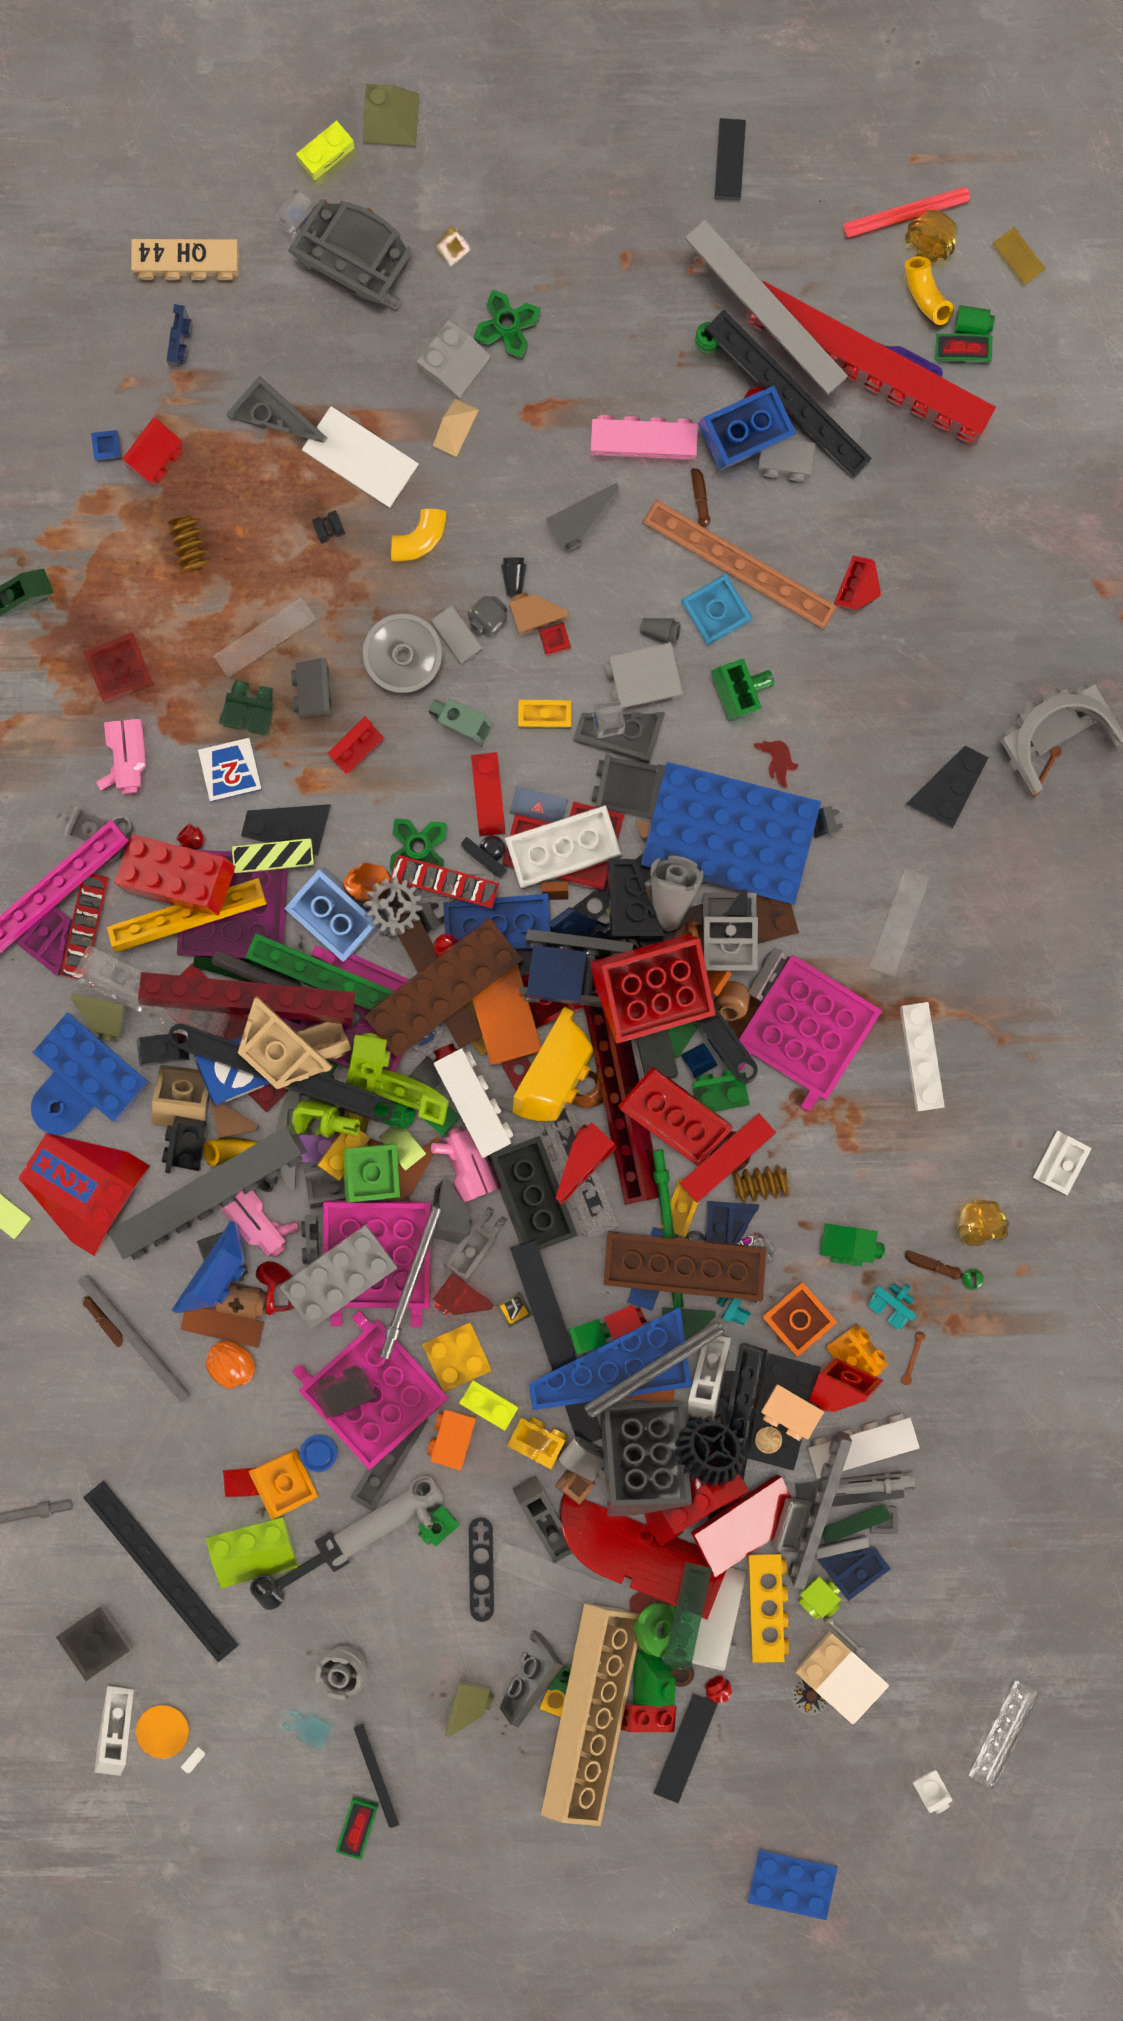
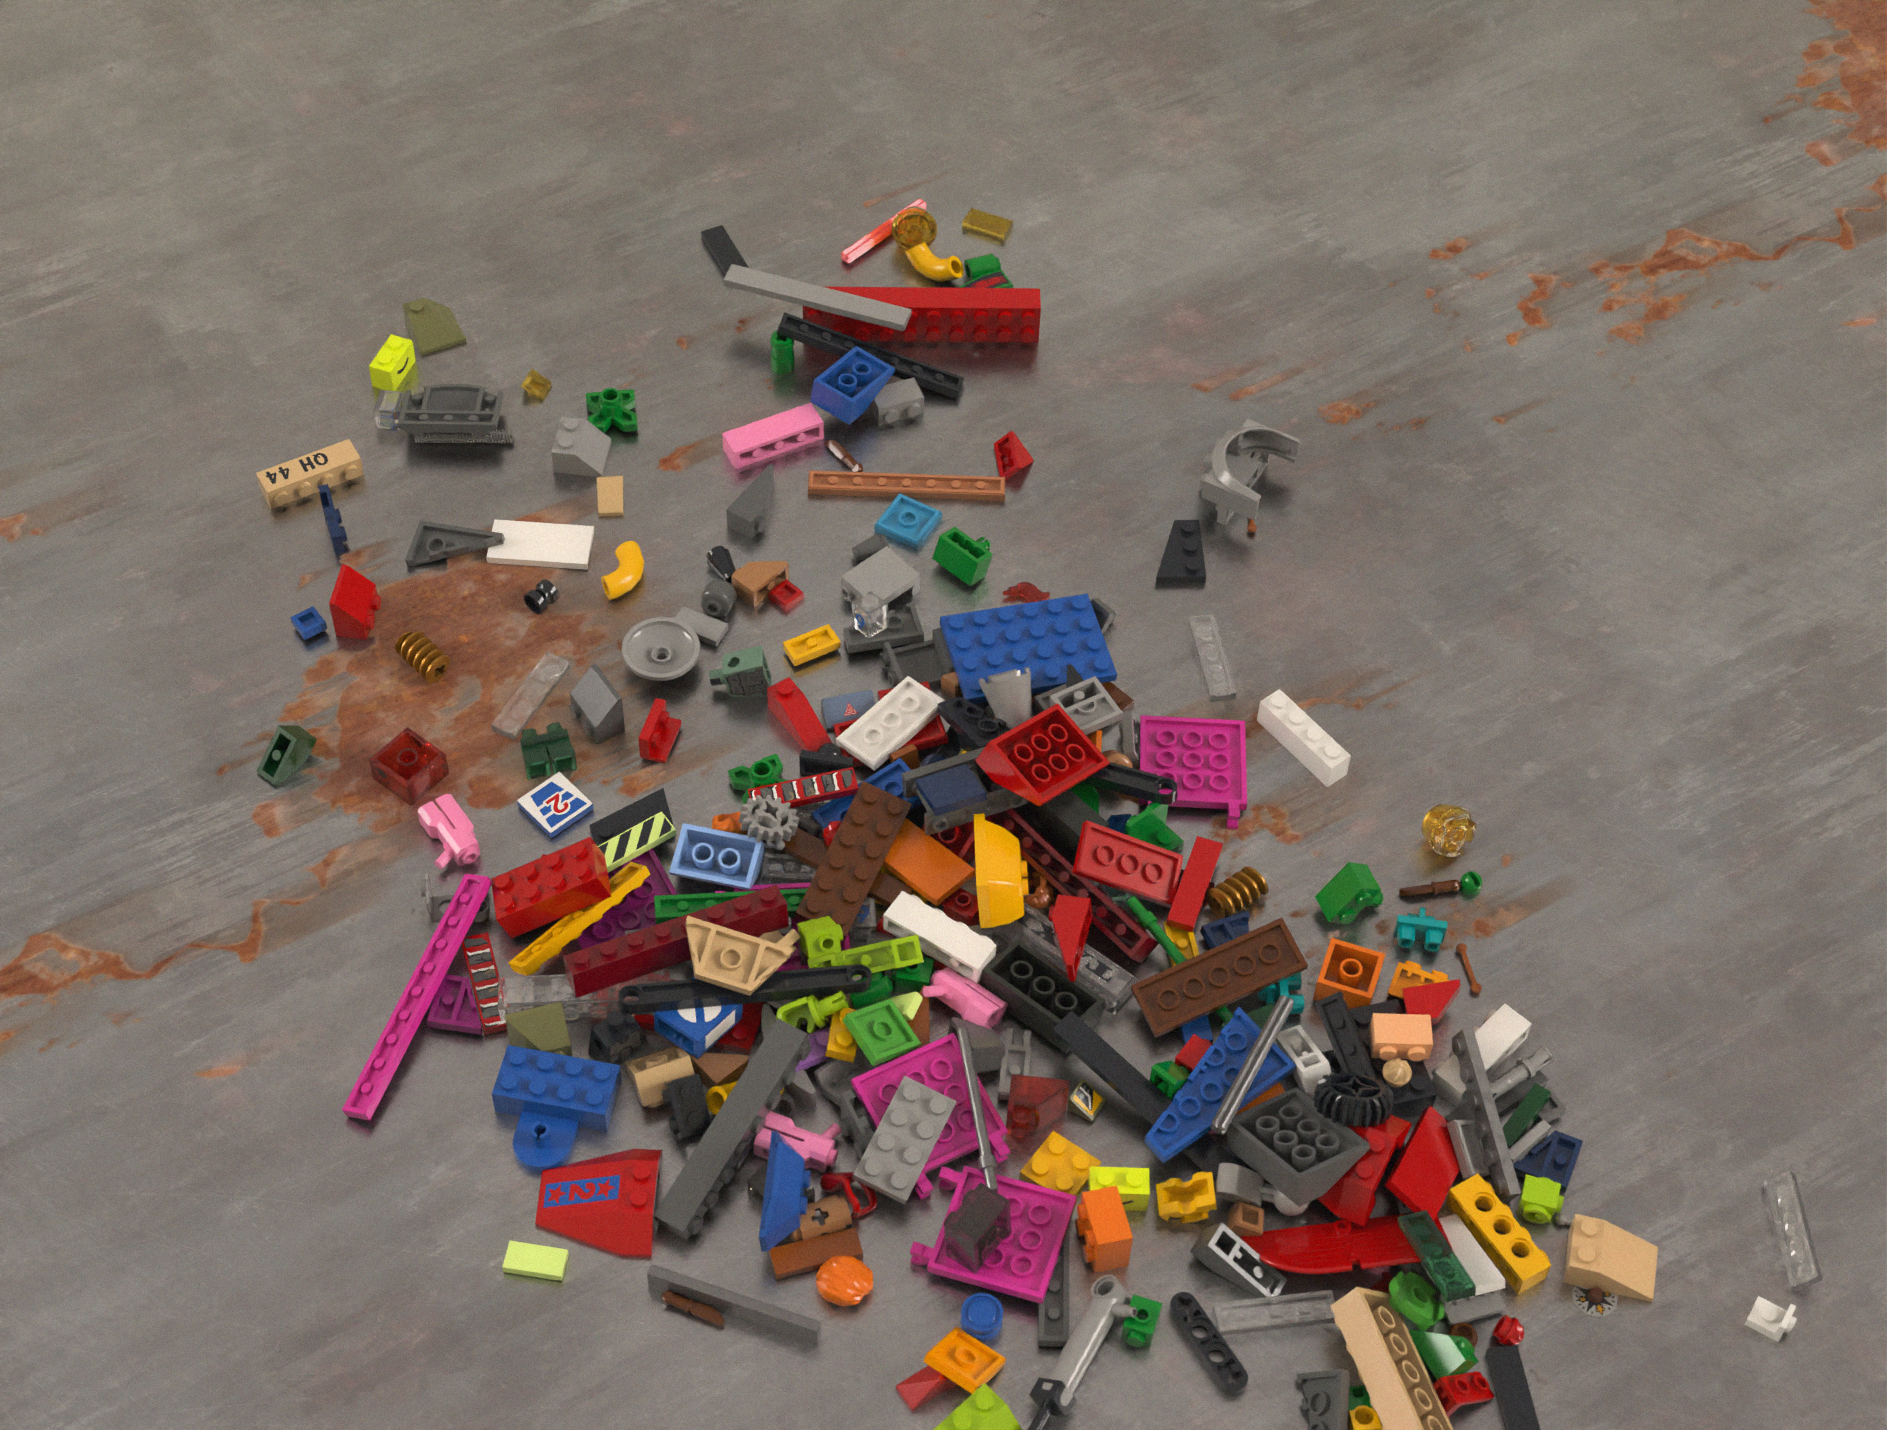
camera: 30 degrees left, 35 degrees down
(1062, 1162) = (1476, 762): white plate -> none

